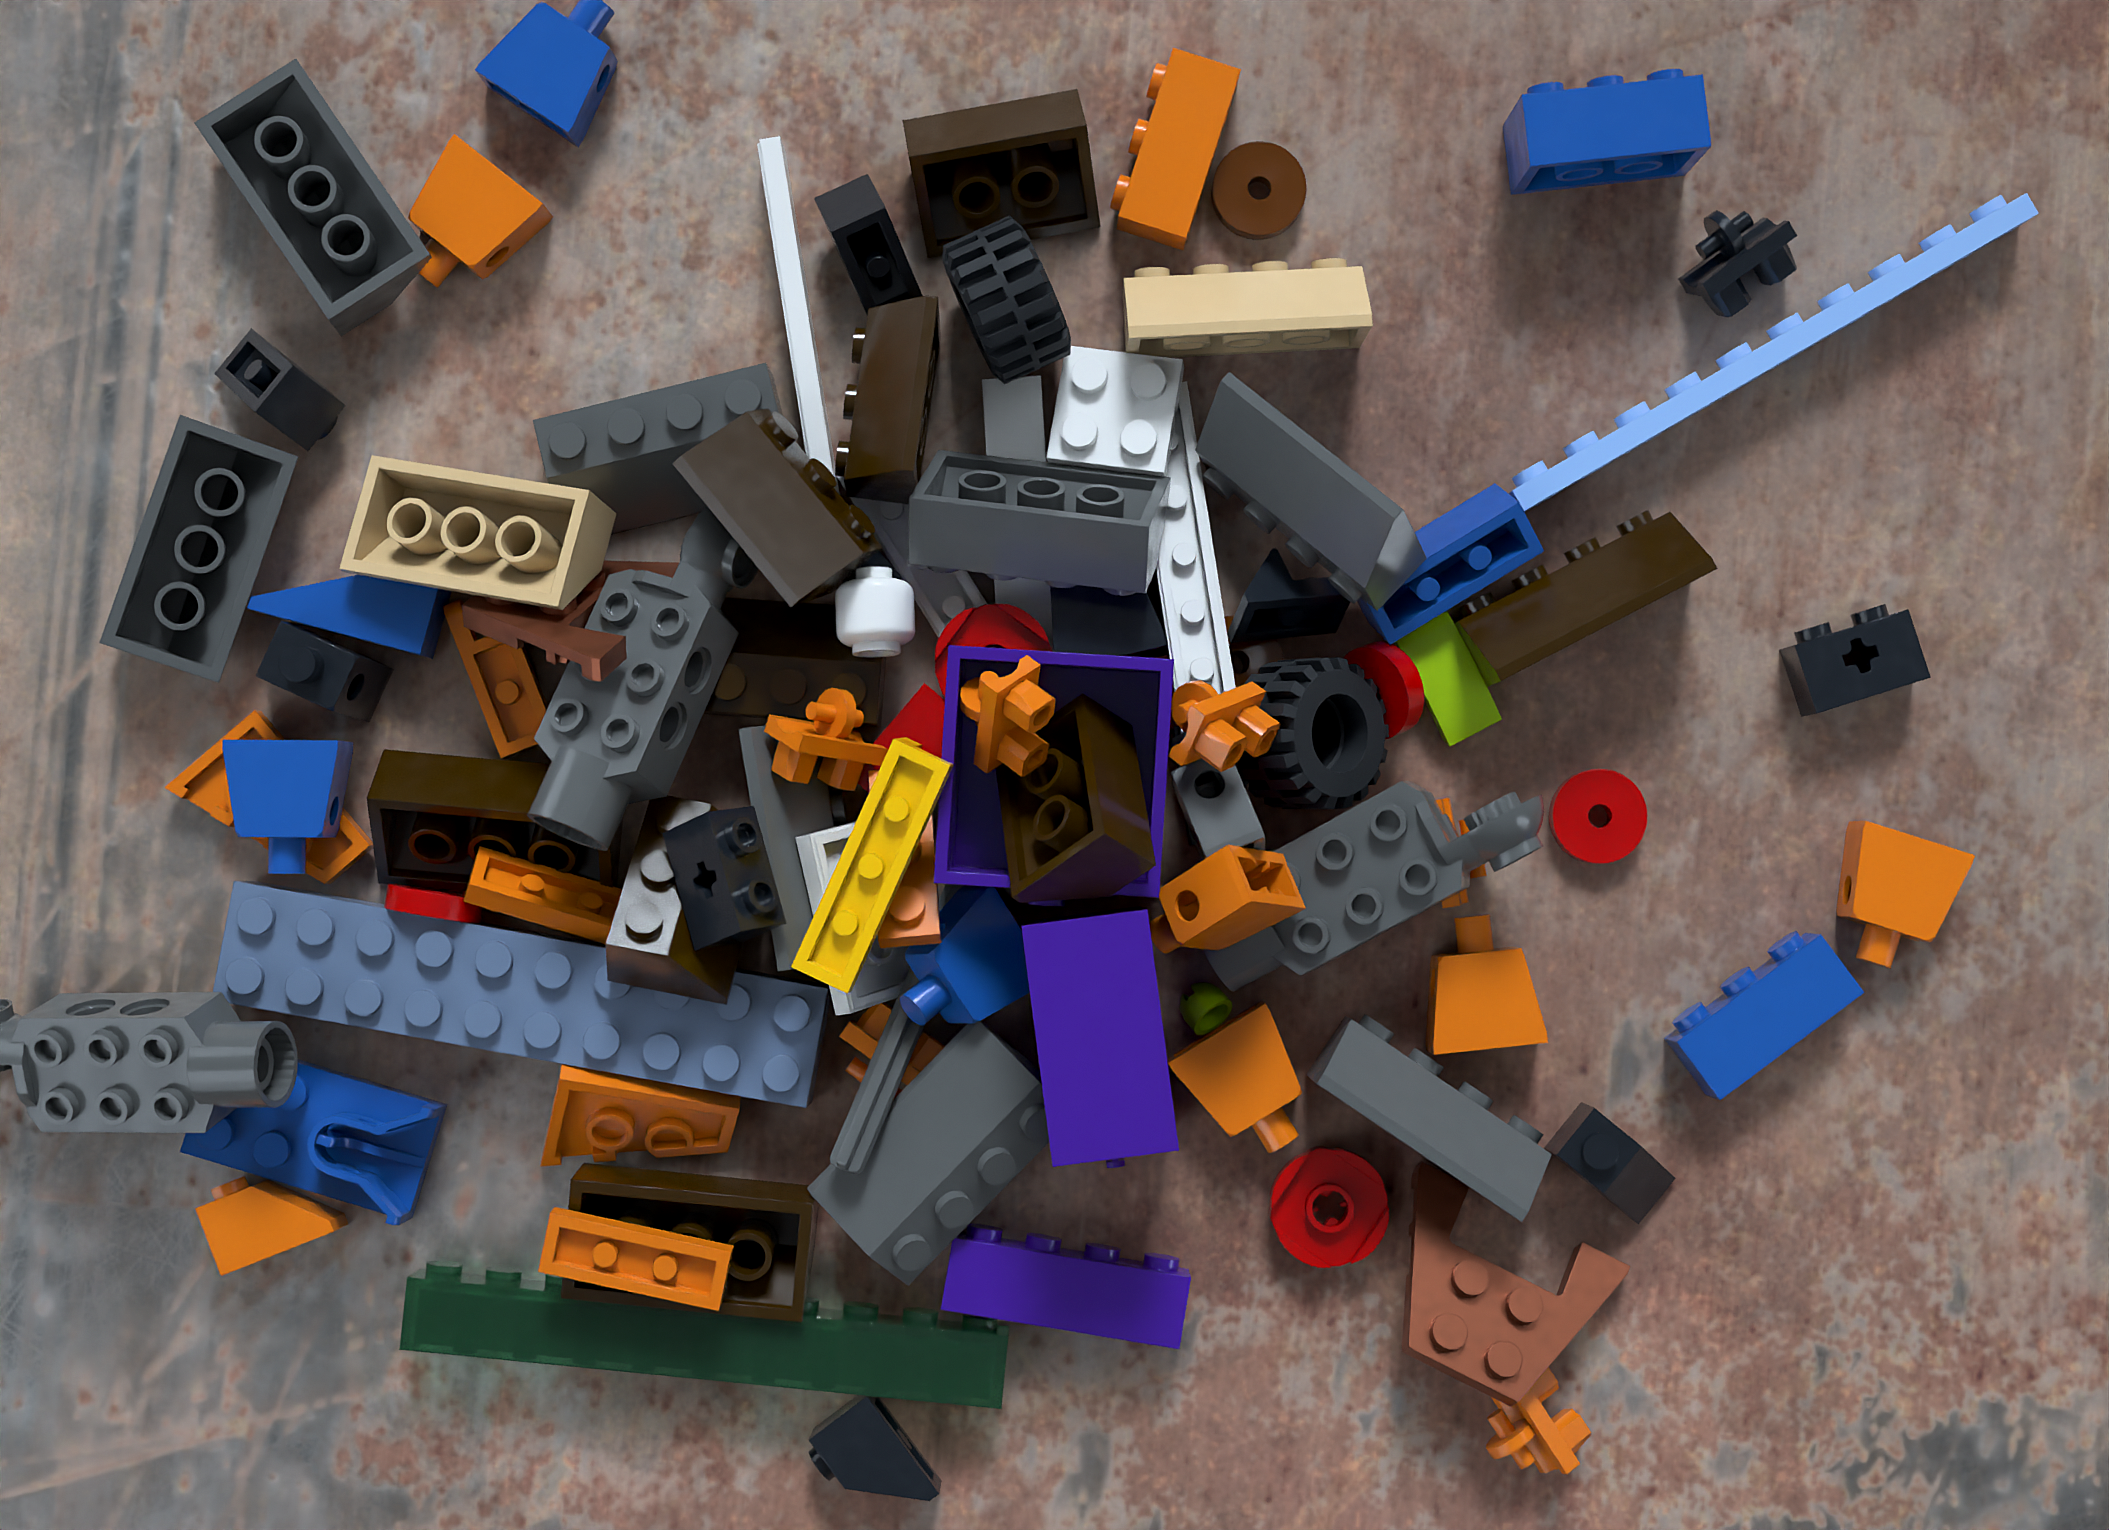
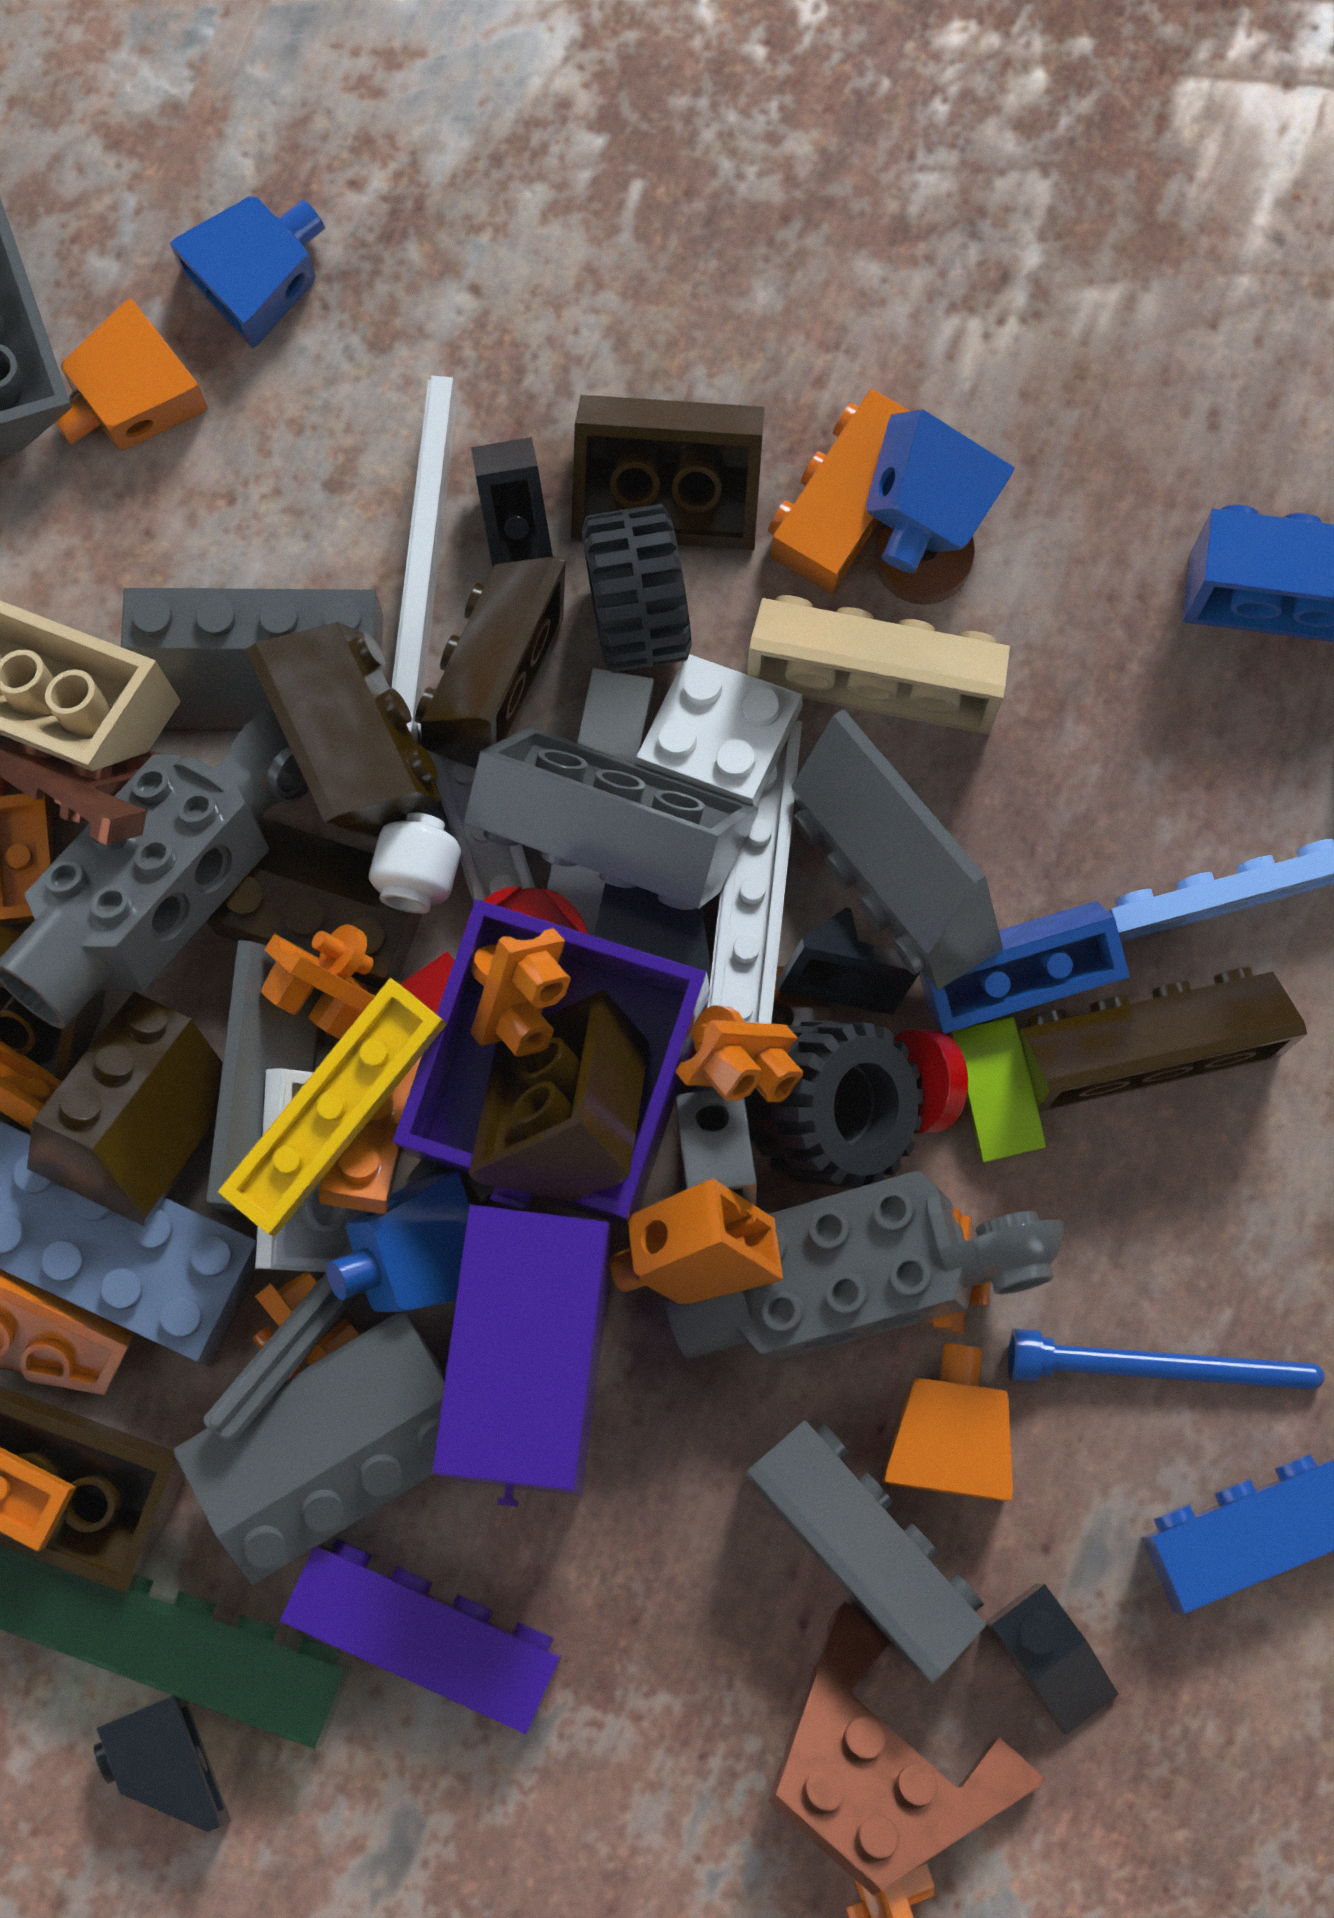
camera: 15 degrees right, 10 degrees down
(724, 877) = (178, 1088): black brick -> none
(1205, 1007) = (653, 1372): lime hinge -> none
(1243, 1076) = (673, 1455): orange torso -> none
(1254, 134) = (931, 487): none -> blue torso
(1334, 1241) = (730, 1664): red plate -> none
(1536, 907) = (1037, 1356): none -> blue piece
(1624, 810) = (1154, 1273): red piece -> none

